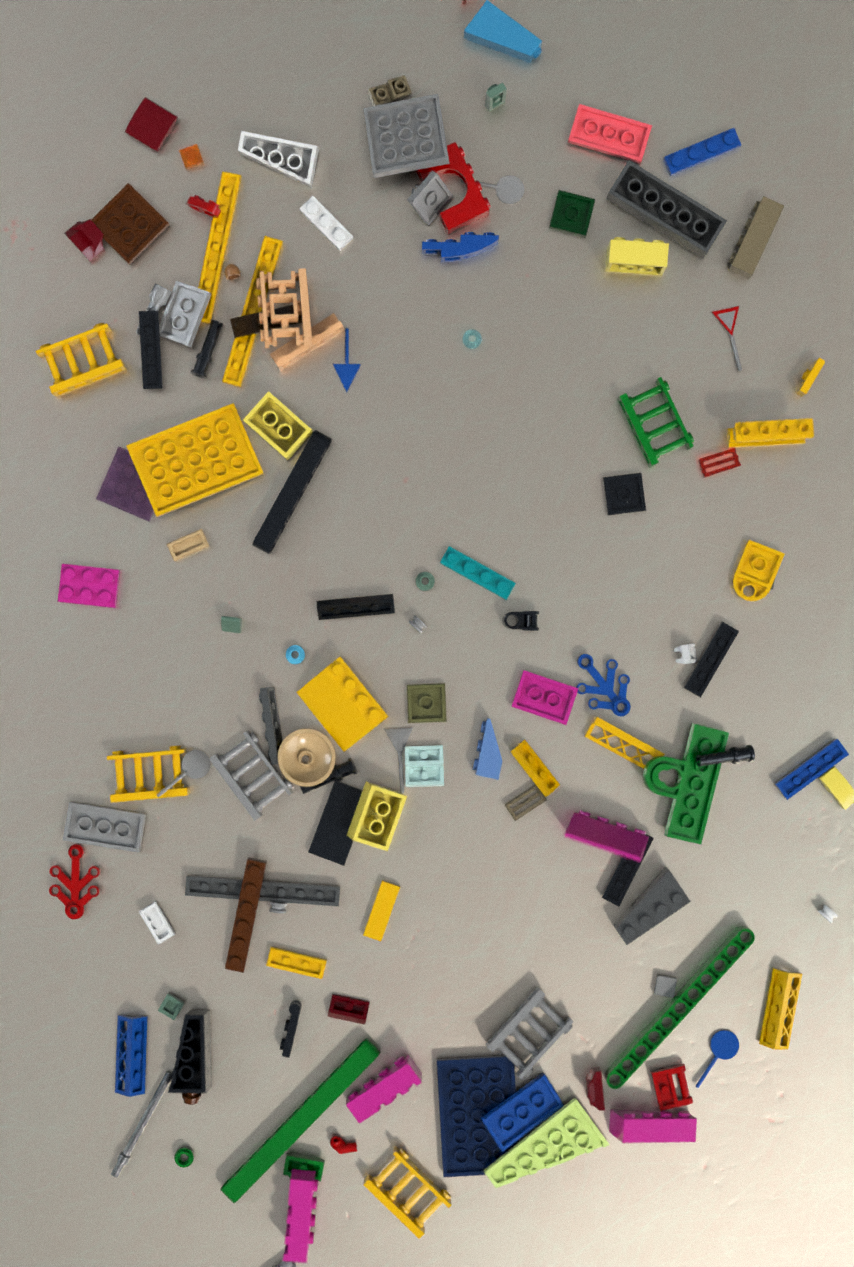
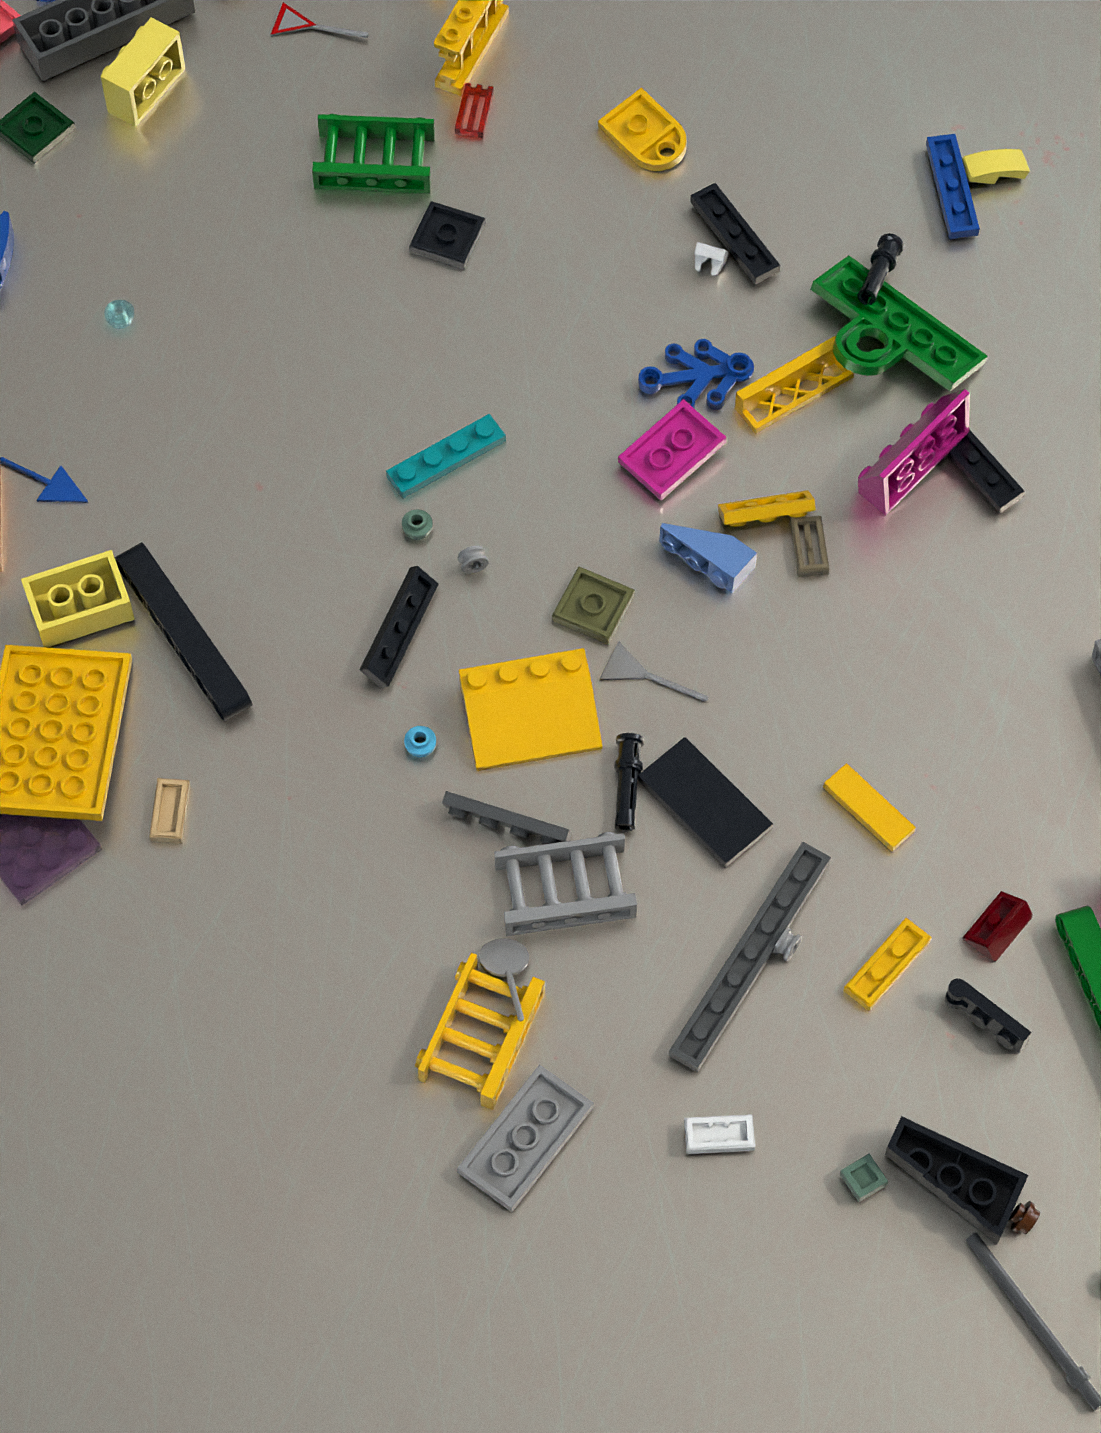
camera: 65 degrees left, 25 degrees down
(74, 884) = (592, 1230): red plant -> none
(88, 585) = (142, 979): dark pink plate -> none
(133, 1056) = (918, 1271): blue fence -> none
(231, 624) = (322, 804): sand green slope -> none
(245, 914) = (776, 992): reddish brown plate -> none
(314, 746) = (580, 777): tan dish -> none
(376, 816) = (722, 734): light yellow brick -> none
(424, 766) = (684, 650): light aqua slope -> none
(523, 620) = (548, 426): black piece -> none
(652, 907) = (1044, 444): dark grey wedge -> none

